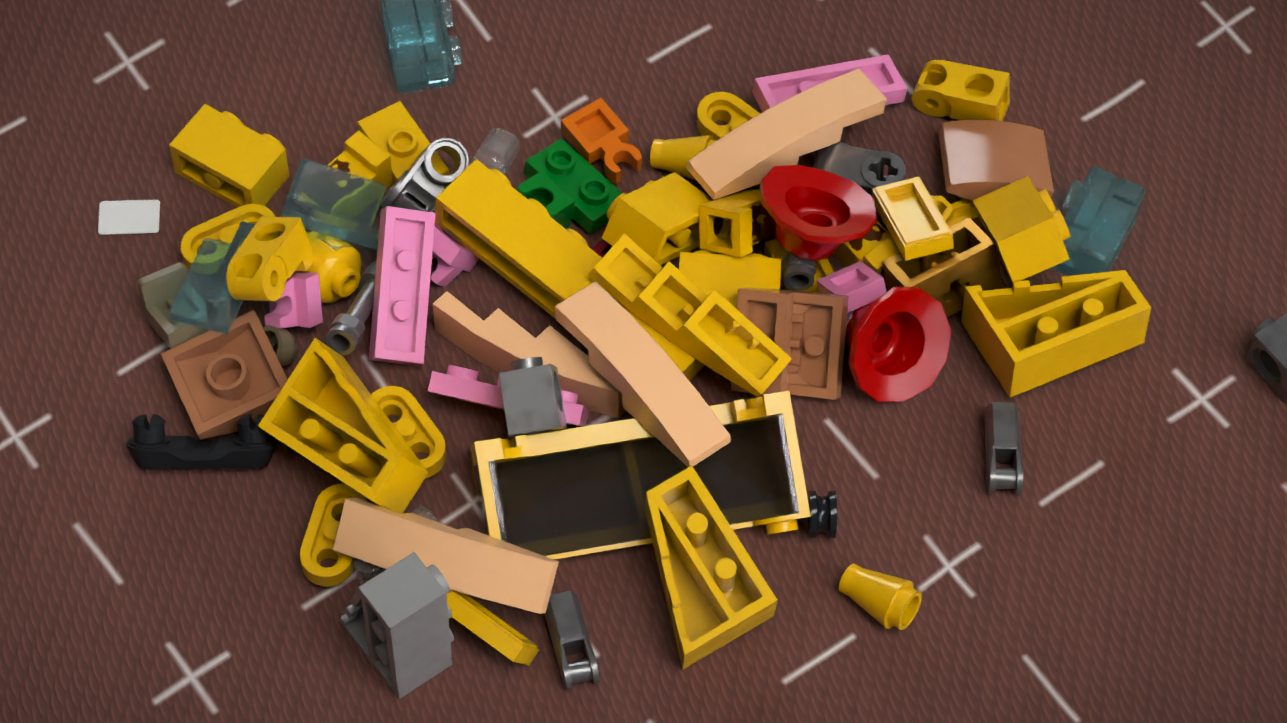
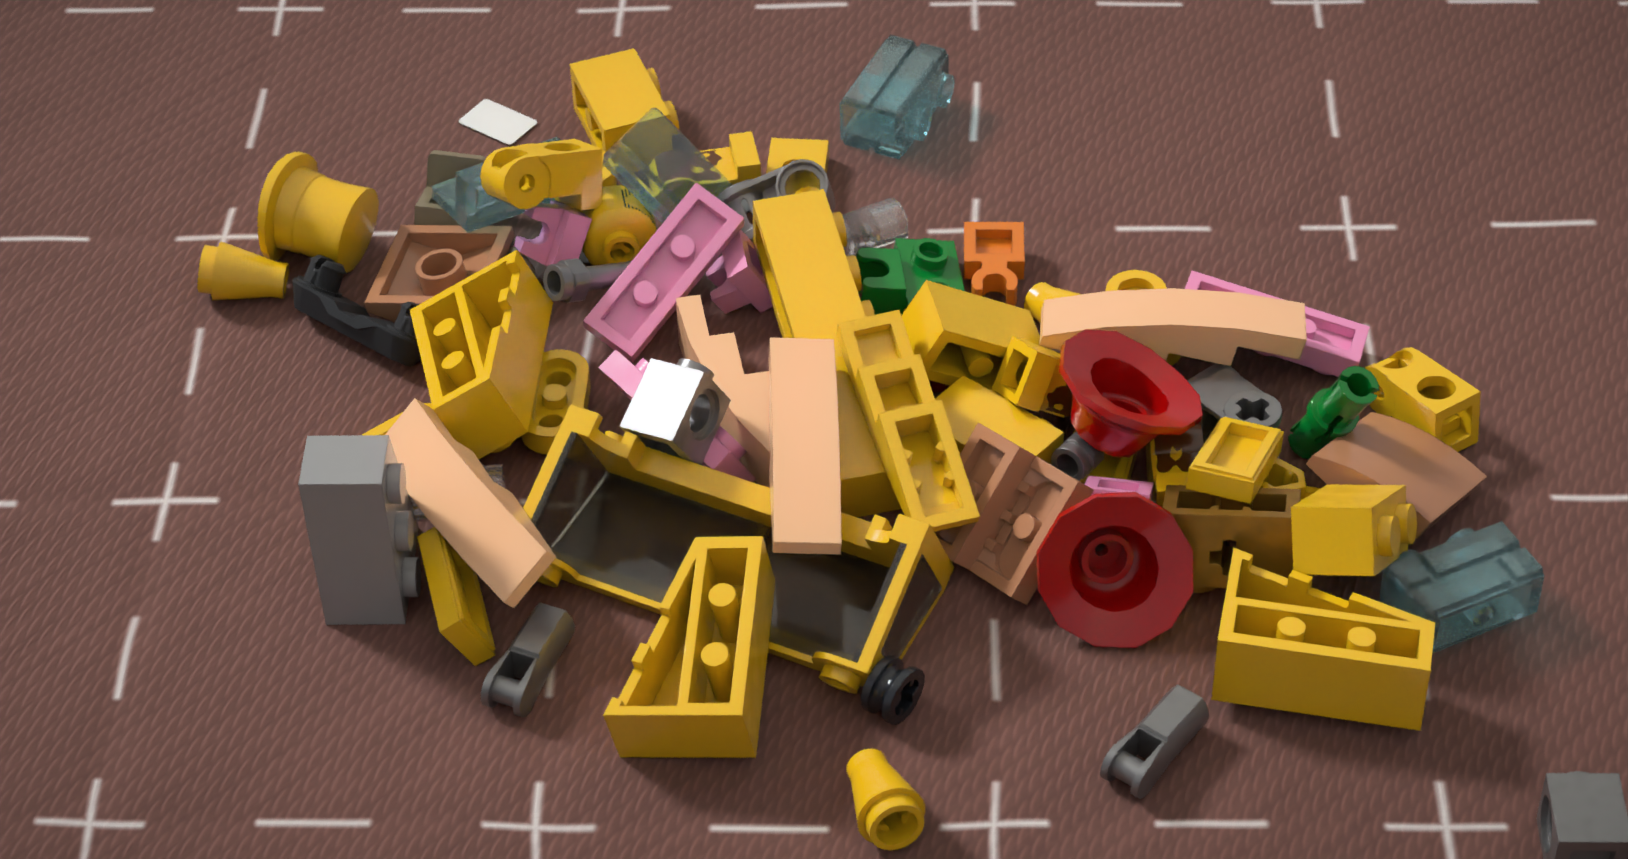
camera: 40 degrees right, 15 degrees down
(75, 464) = (240, 274): none -> yellow cone
(101, 385) = (314, 213): none -> yellow piece
(936, 142) = (1333, 411): none -> green pin

